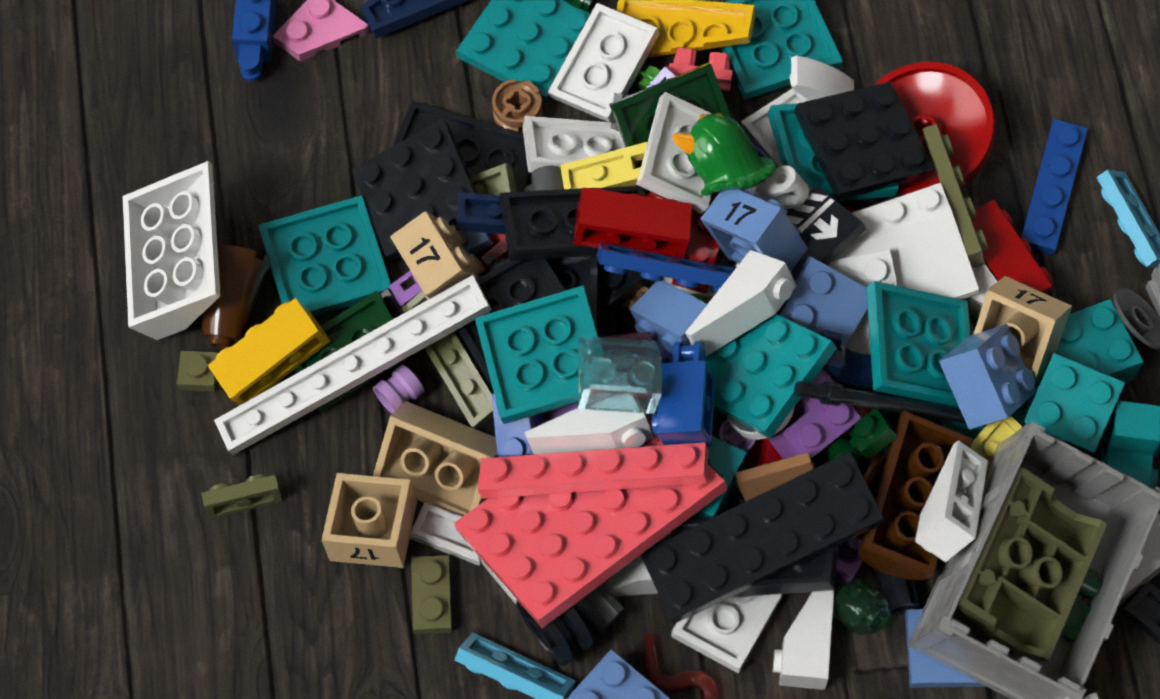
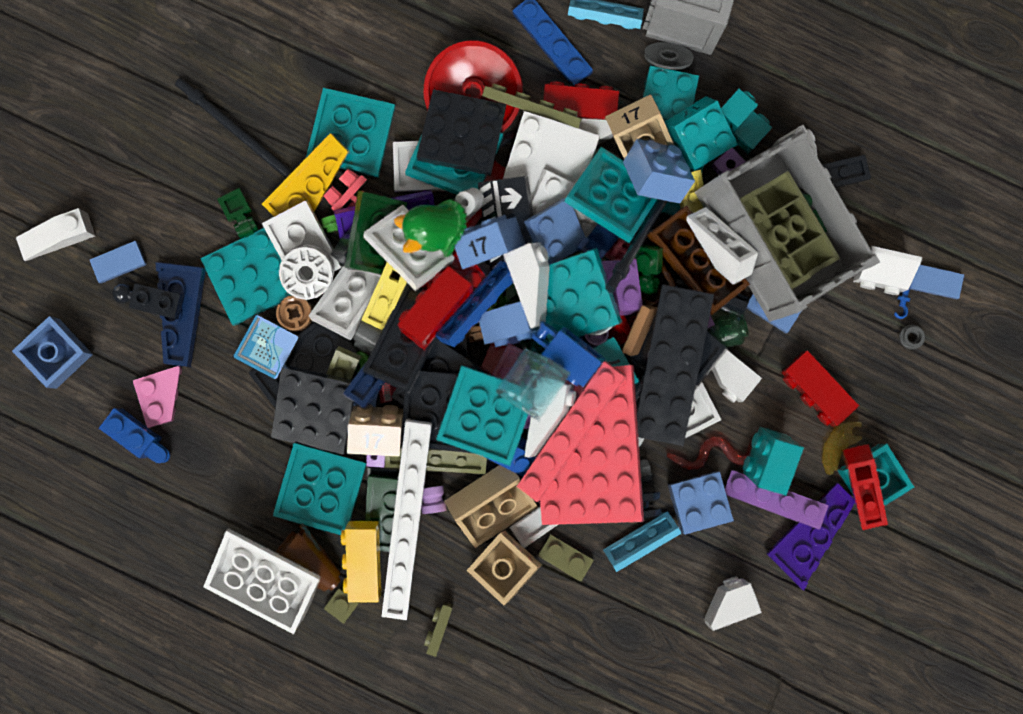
camera: 60 degrees left, 20 degrees up
(457, 95) = (266, 347): none -> piece
(571, 60) = (295, 282): none -> white wheel
(817, 79) = (403, 127): white slope -> none

